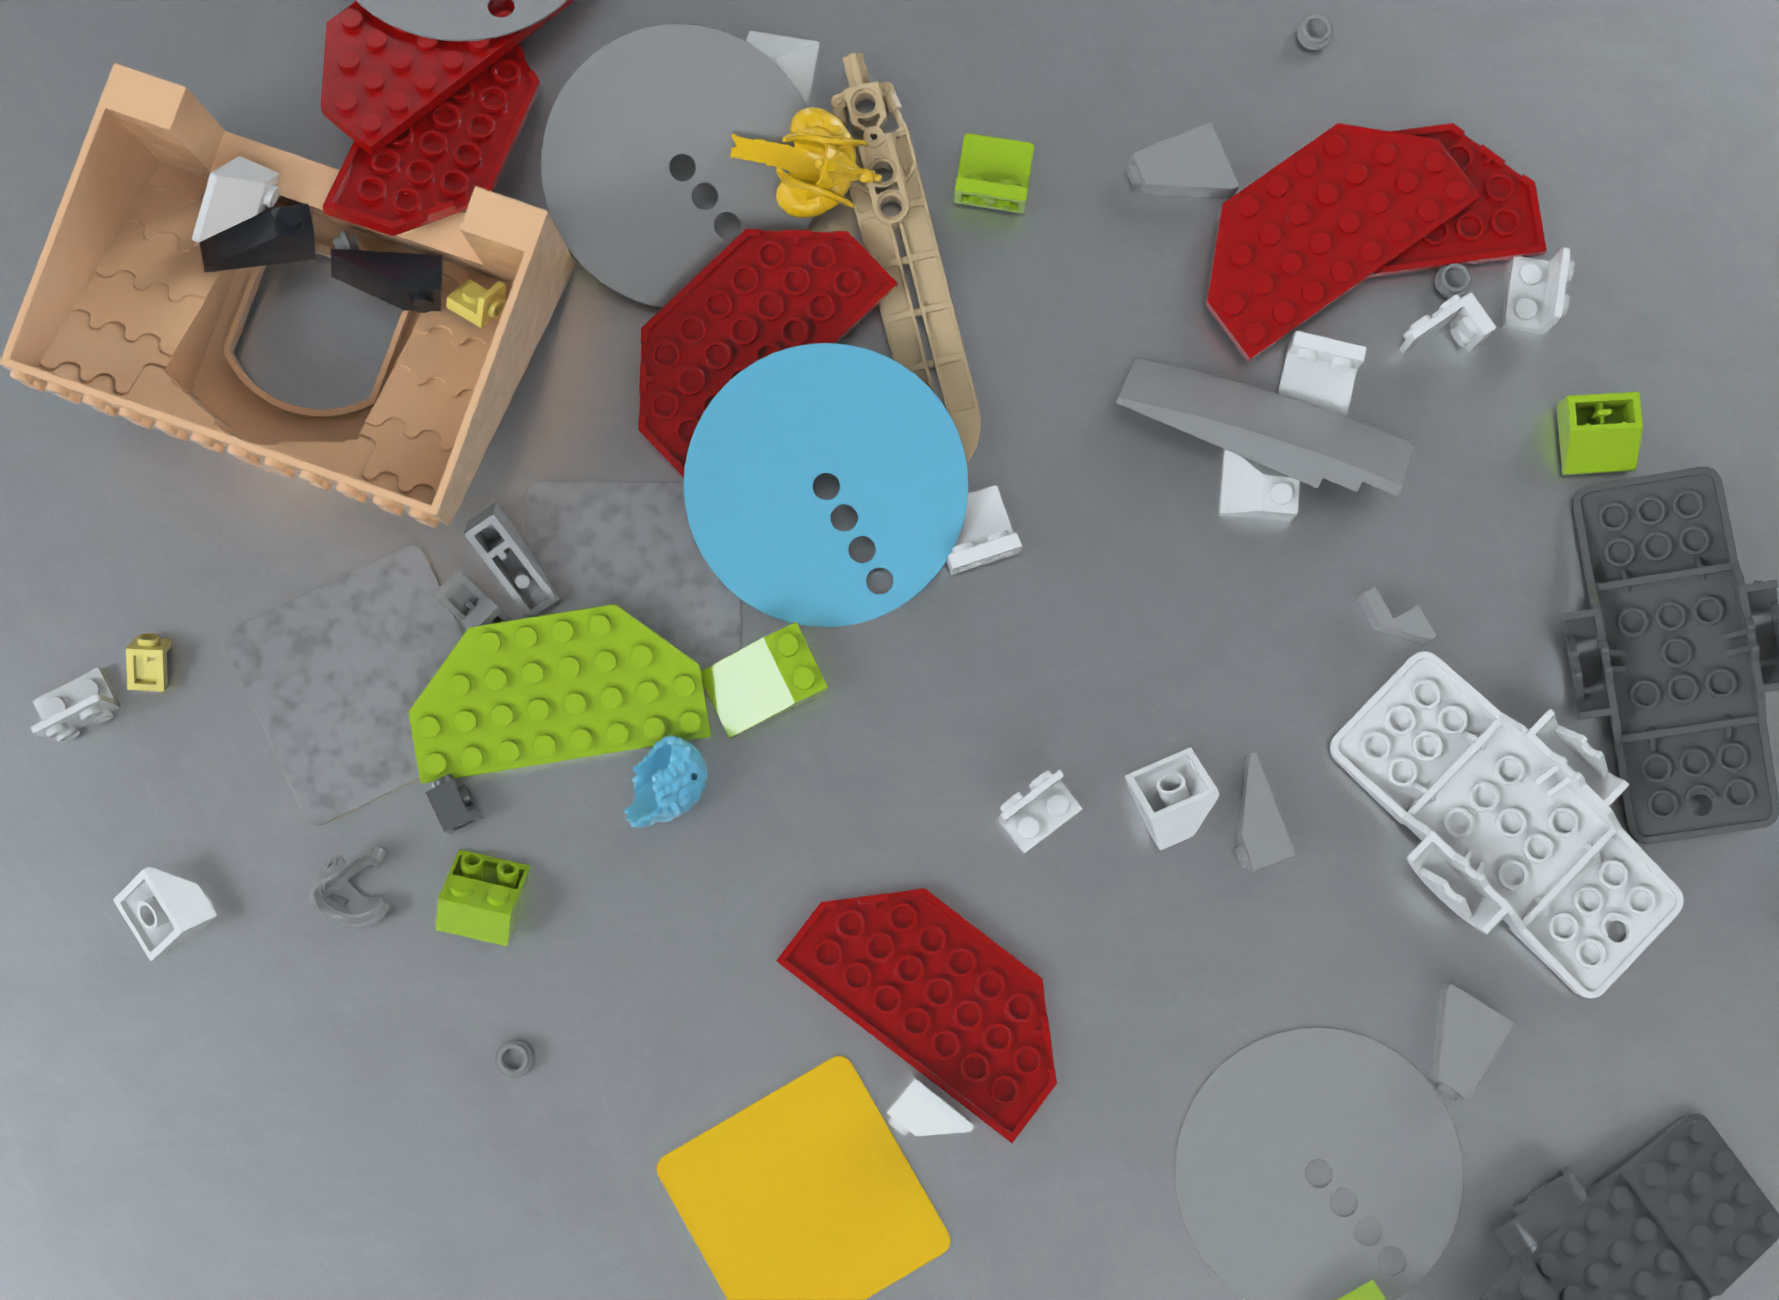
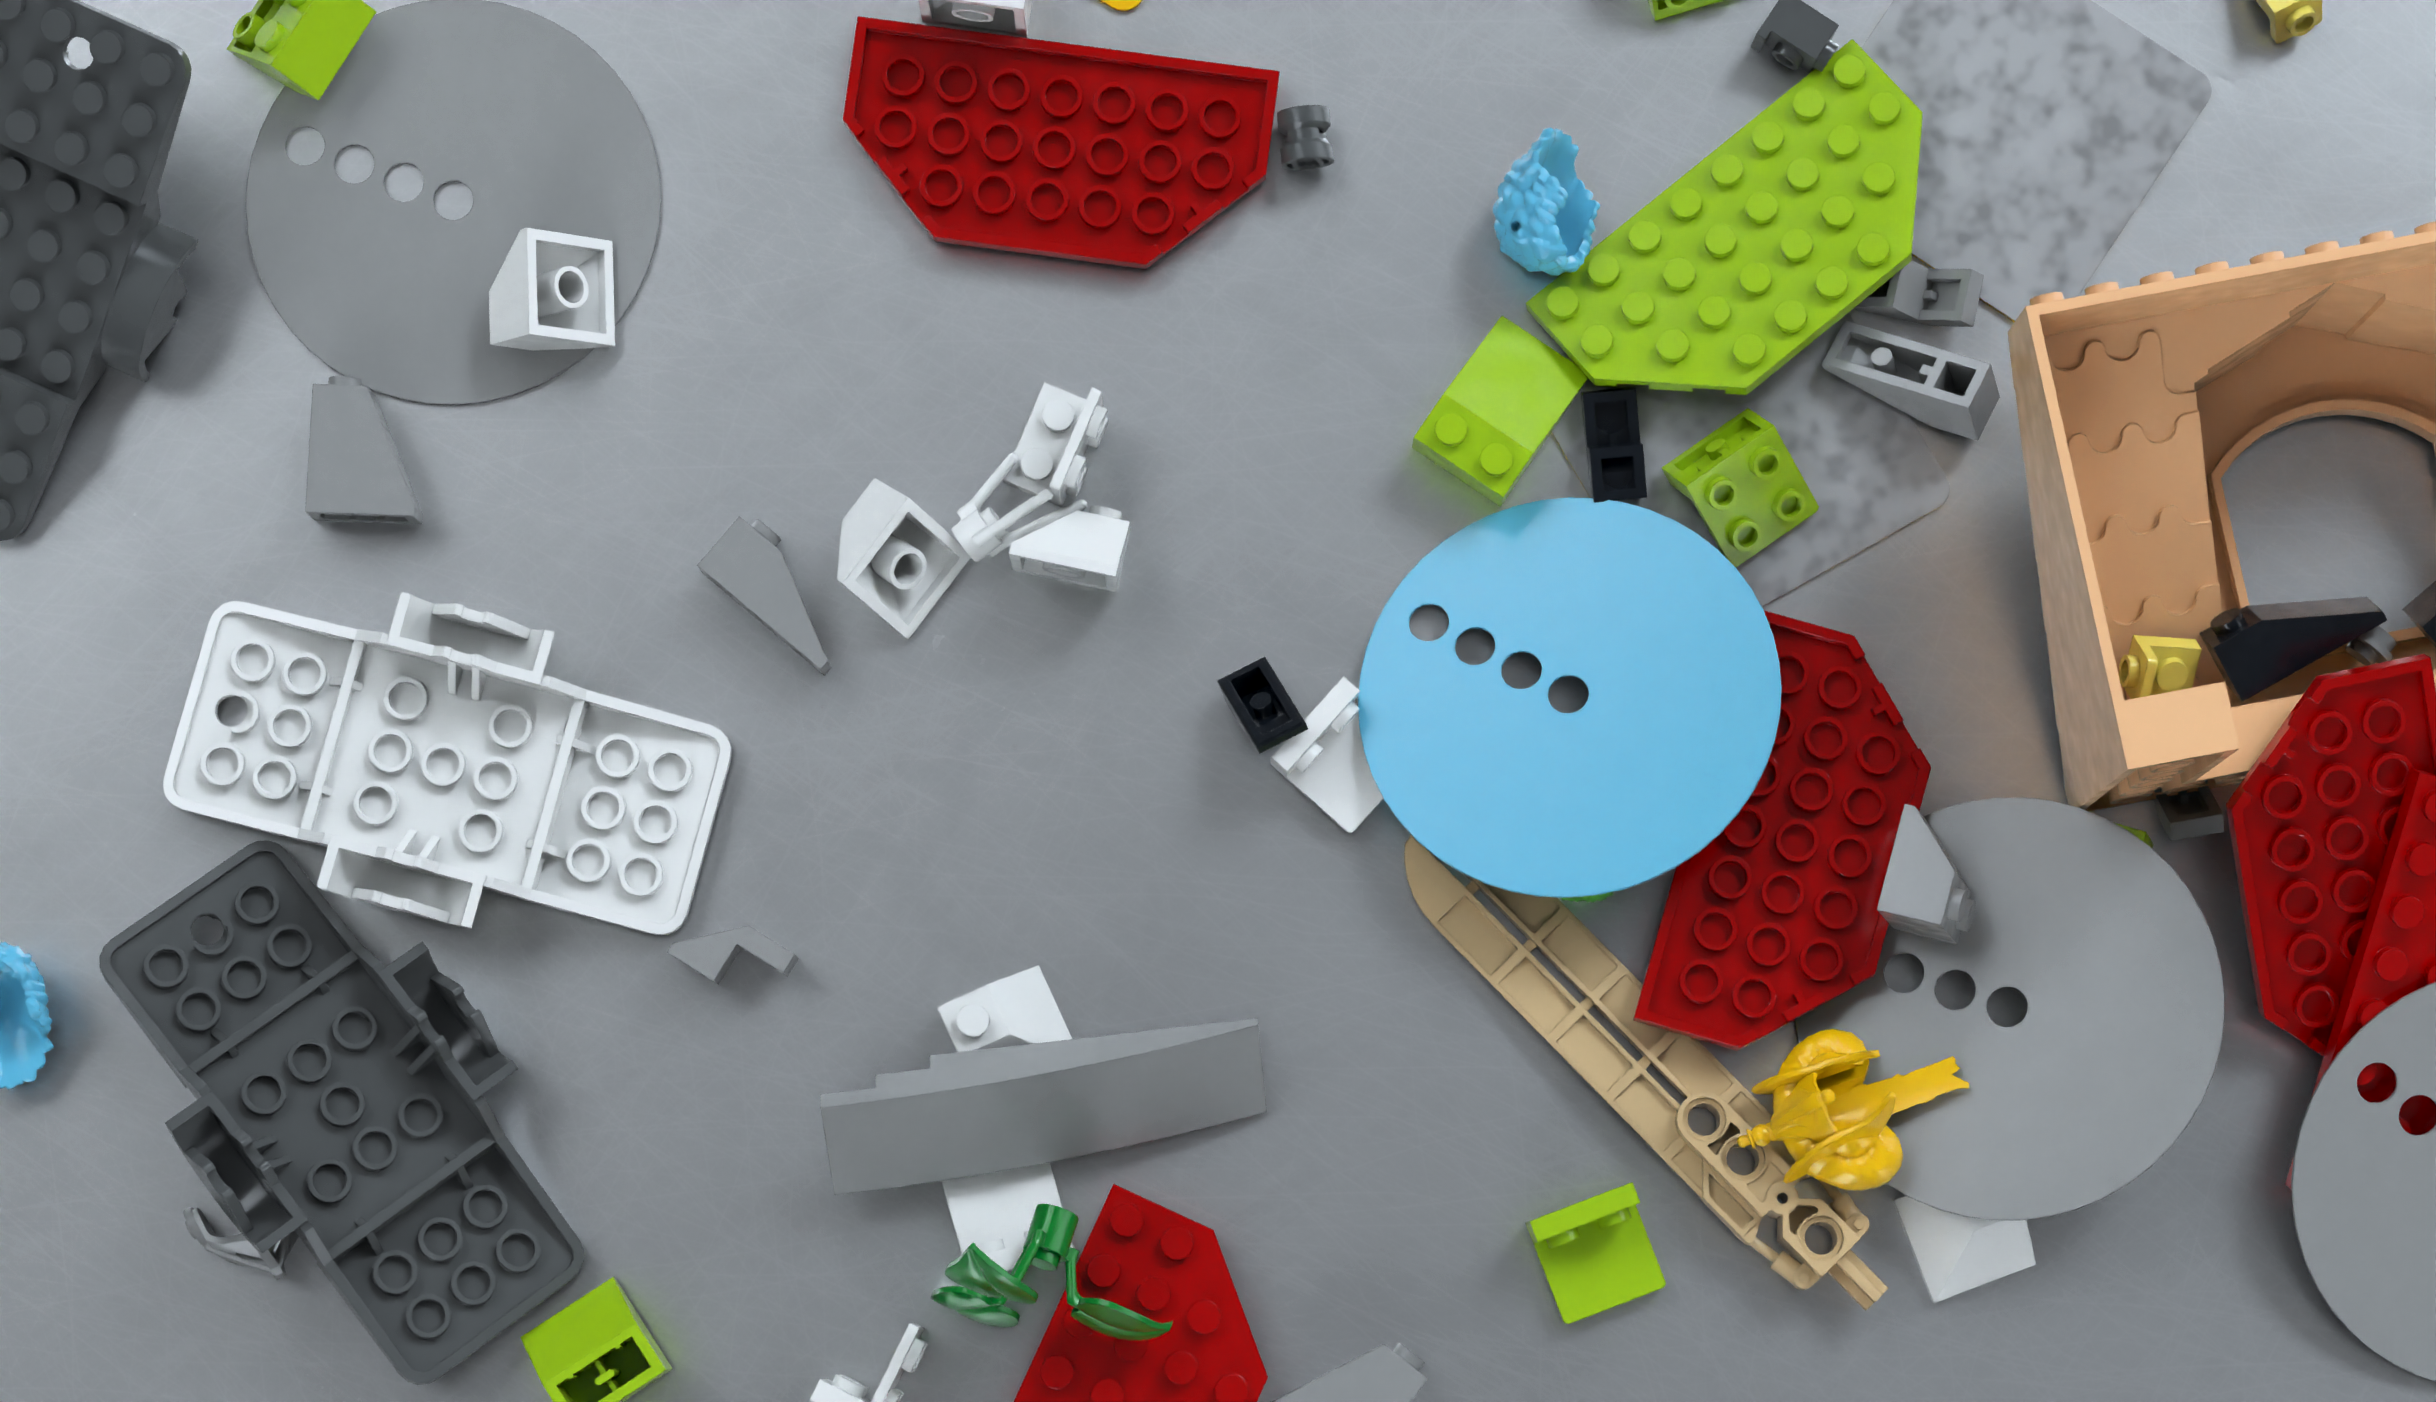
camera: 150 degrees right, 0 degrees up
(649, 556) = (1743, 485): none -> lime bracket
(687, 257) = (1922, 885): none -> light grey slope
(709, 623) = (1613, 444): none -> black slope
(784, 910) = (1305, 139): none -> dark grey wheel
(1008, 581) = (1261, 705): none -> black slope
(1063, 737) = (1076, 549): none -> white slope
(1110, 782) = (987, 533): none -> white plant
(1291, 1074) = (554, 293): none -> white slope
(1313, 338) = (1044, 1248): none -> green plant

